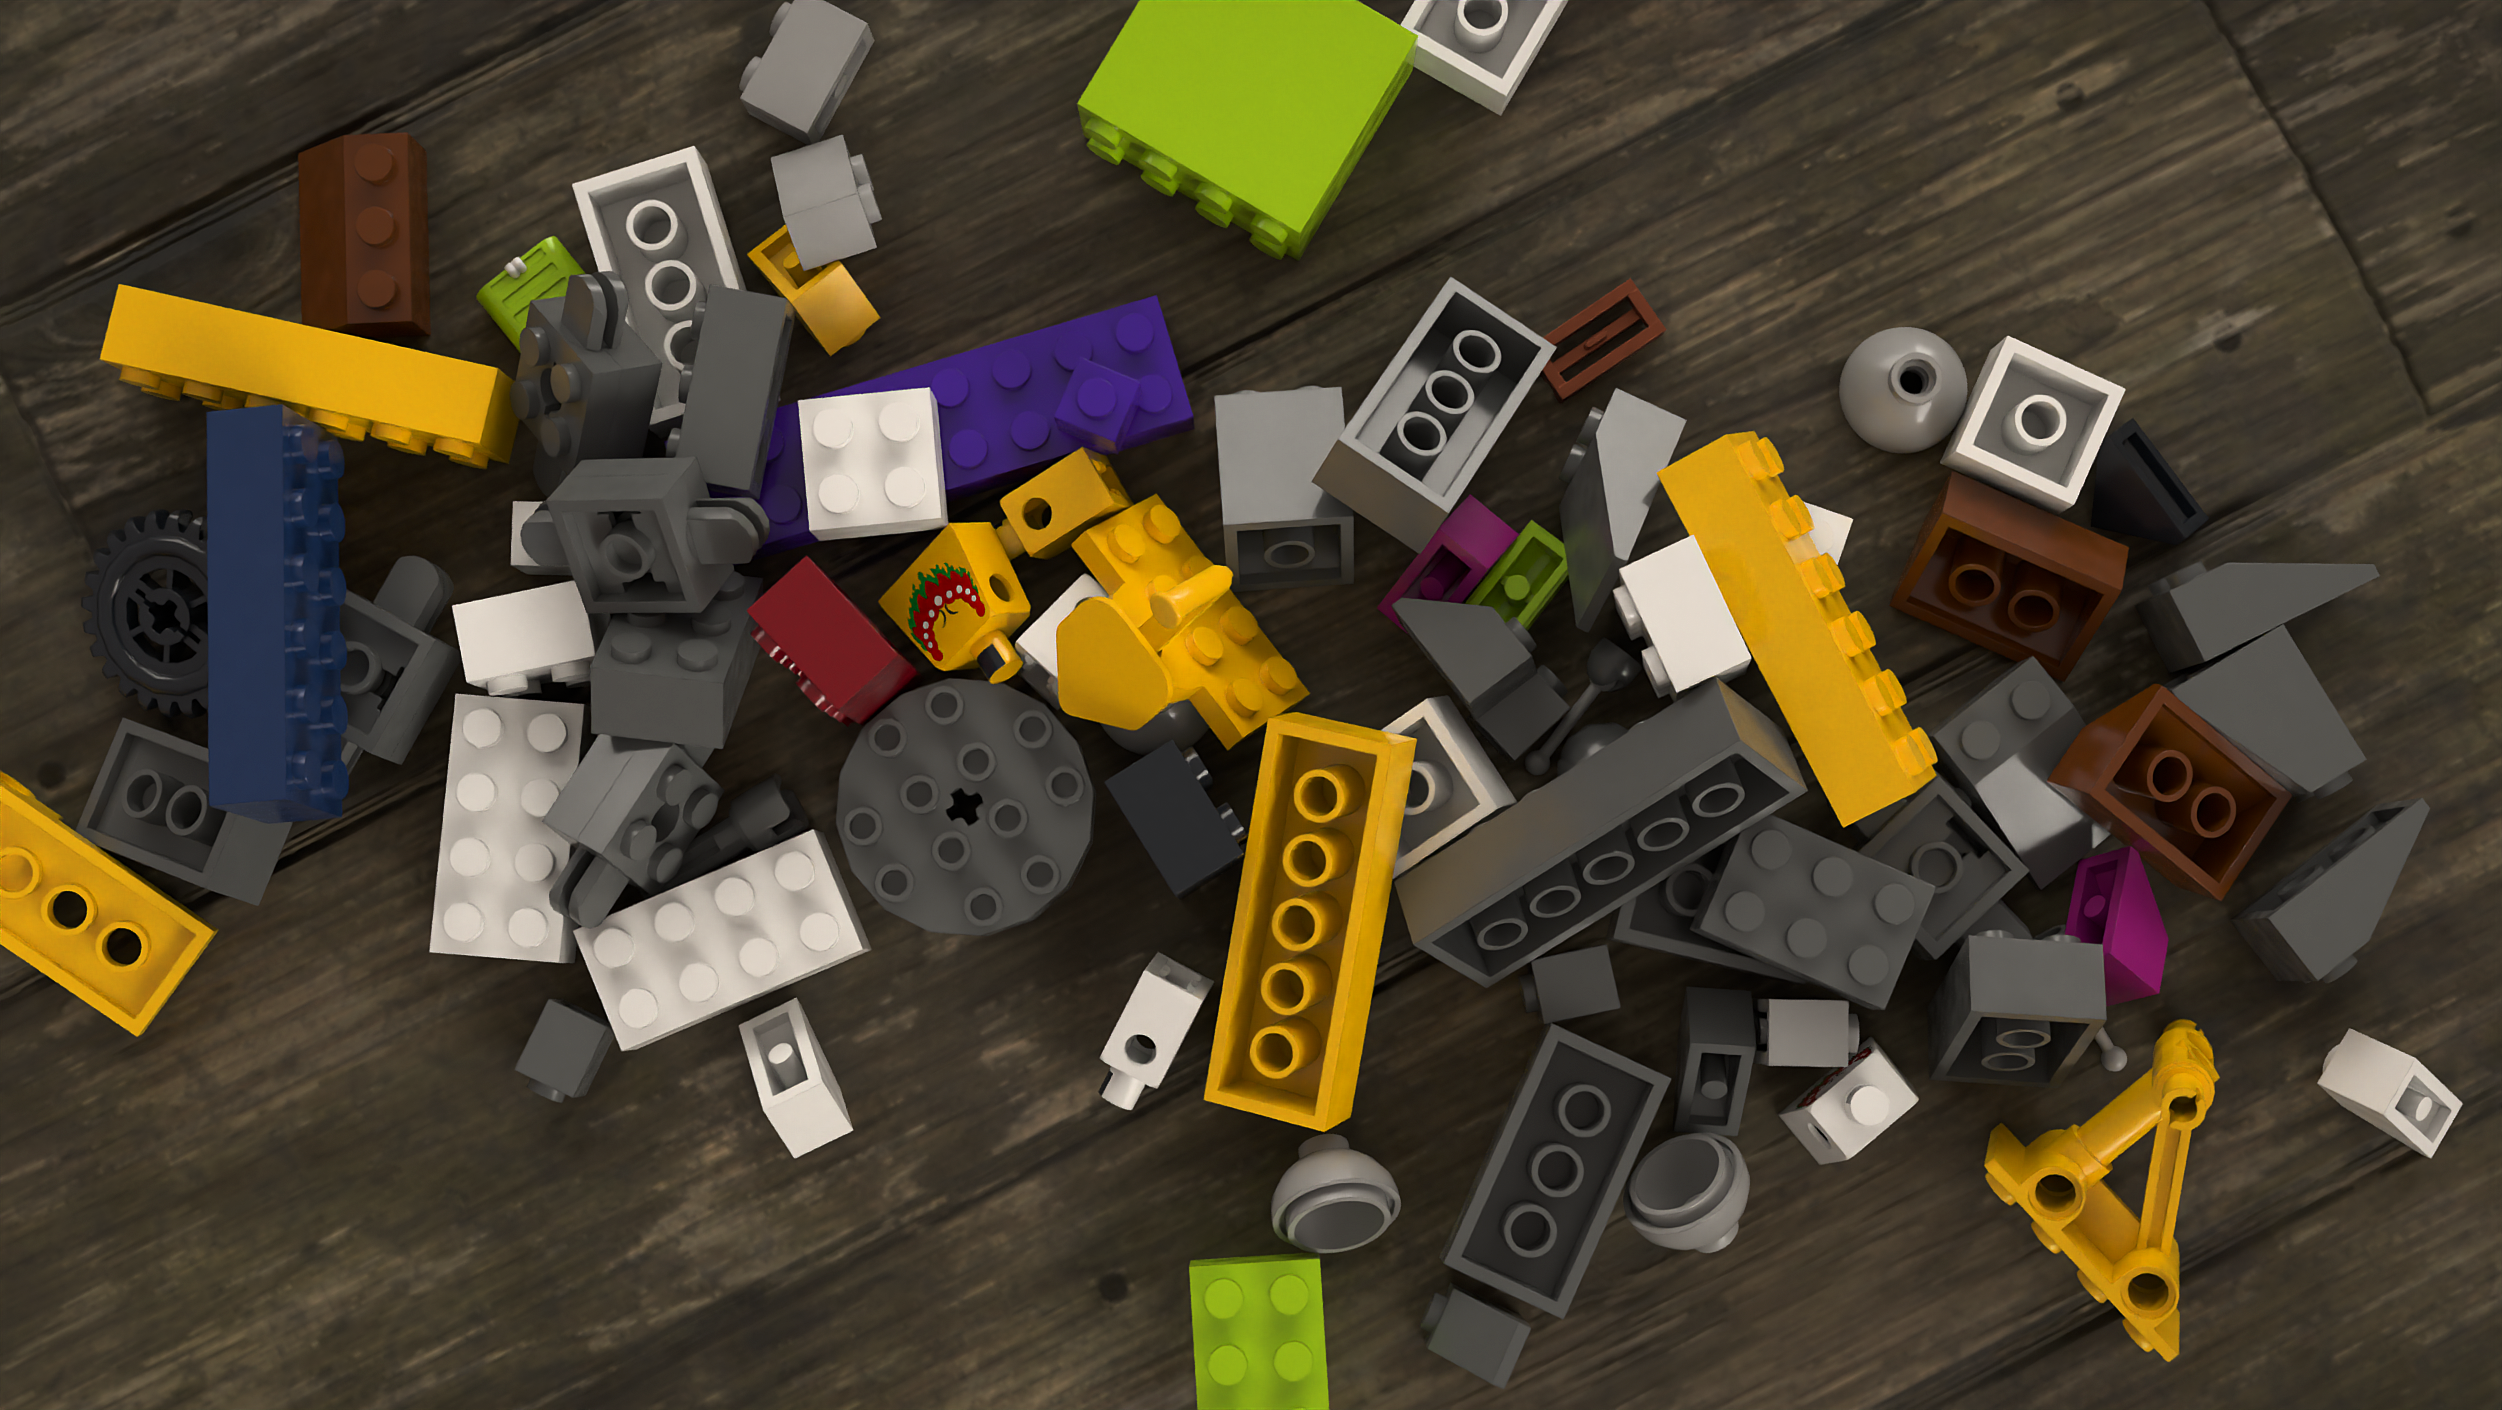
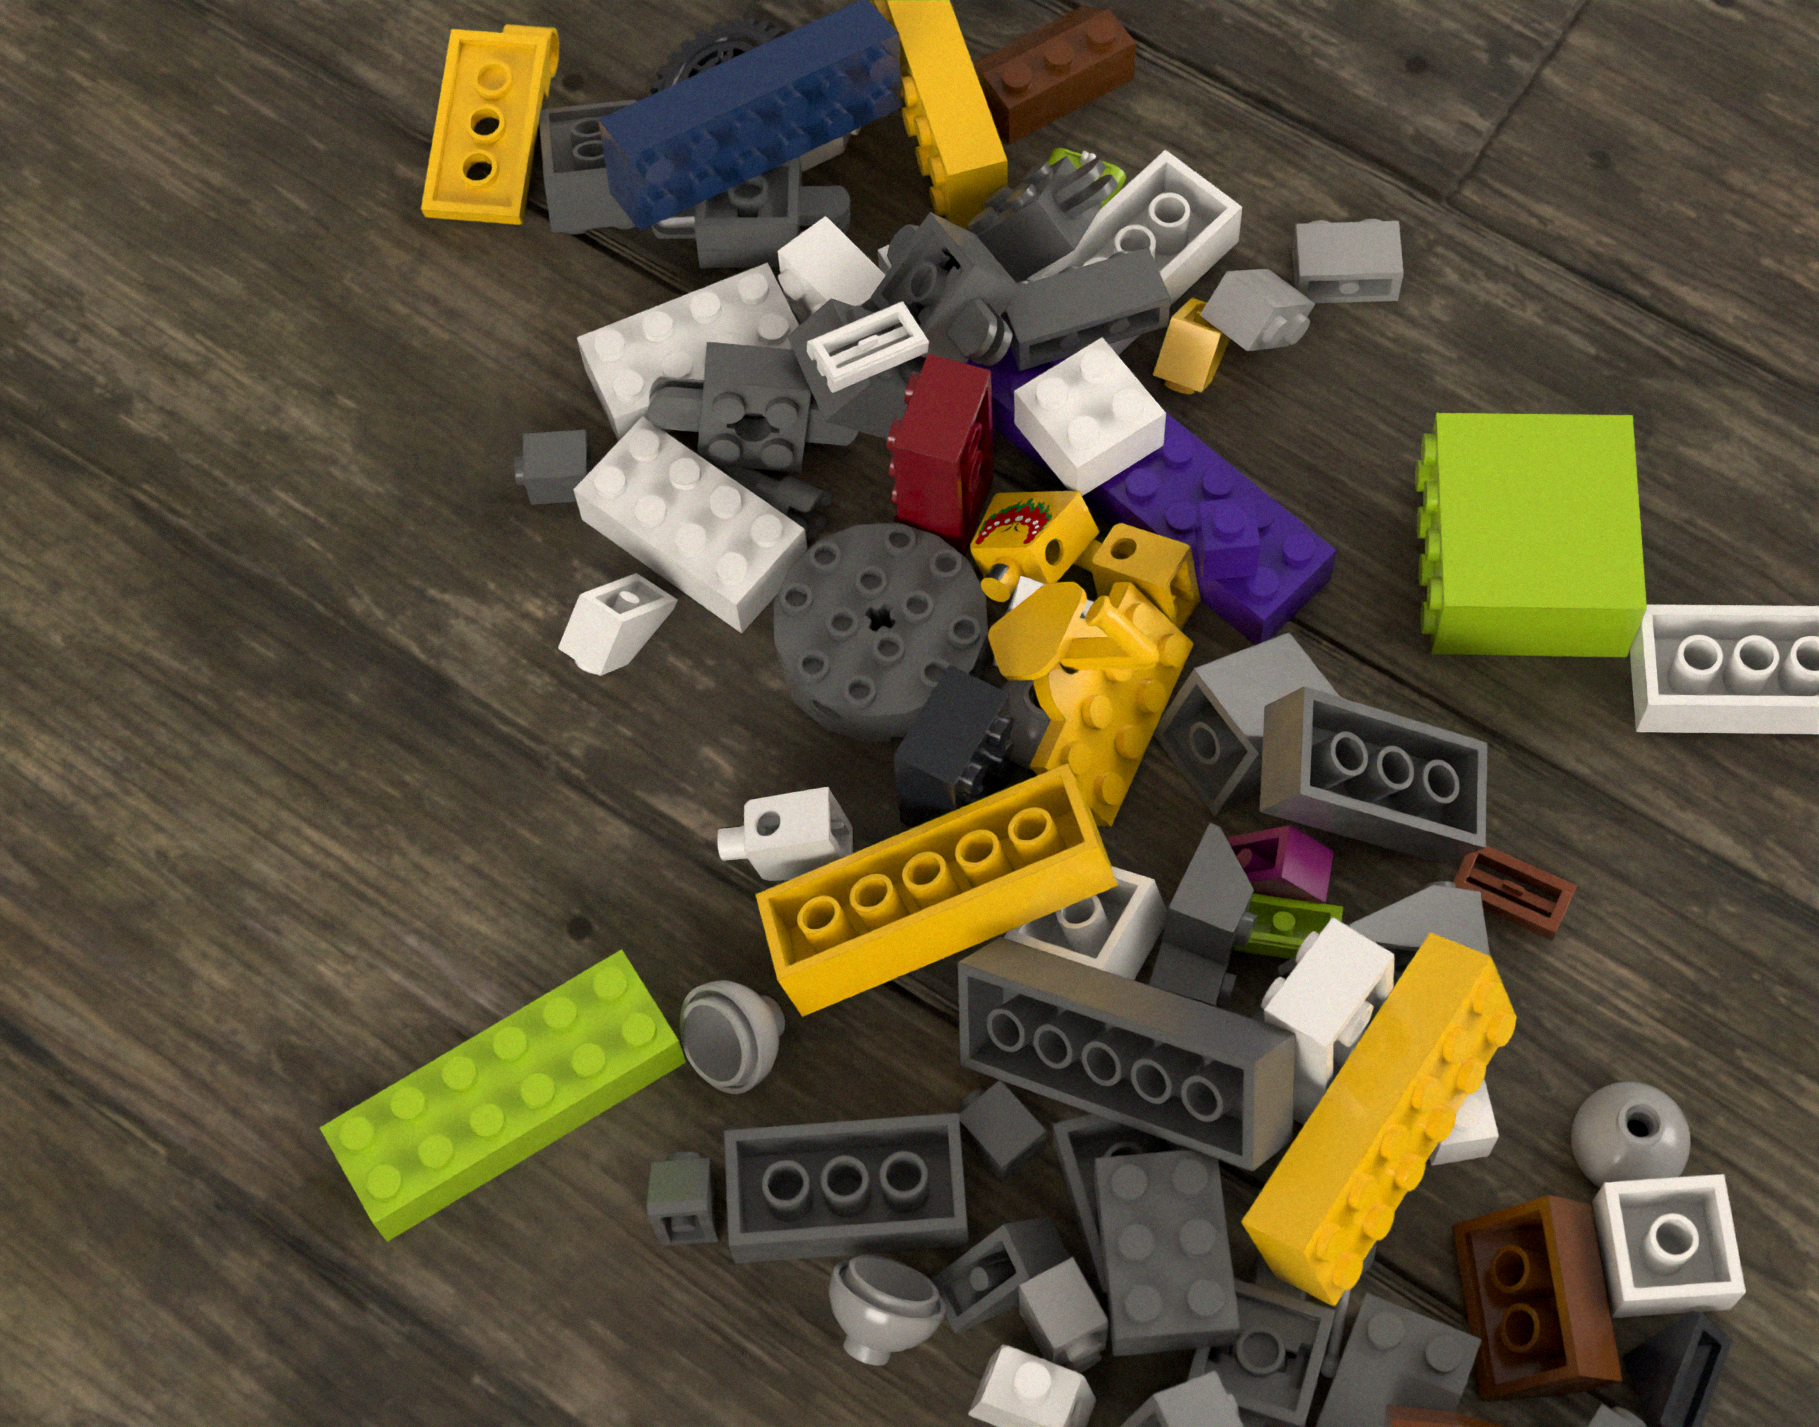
camera: 65 degrees right, 20 degrees down
(679, 718) = (871, 354): none -> white tile

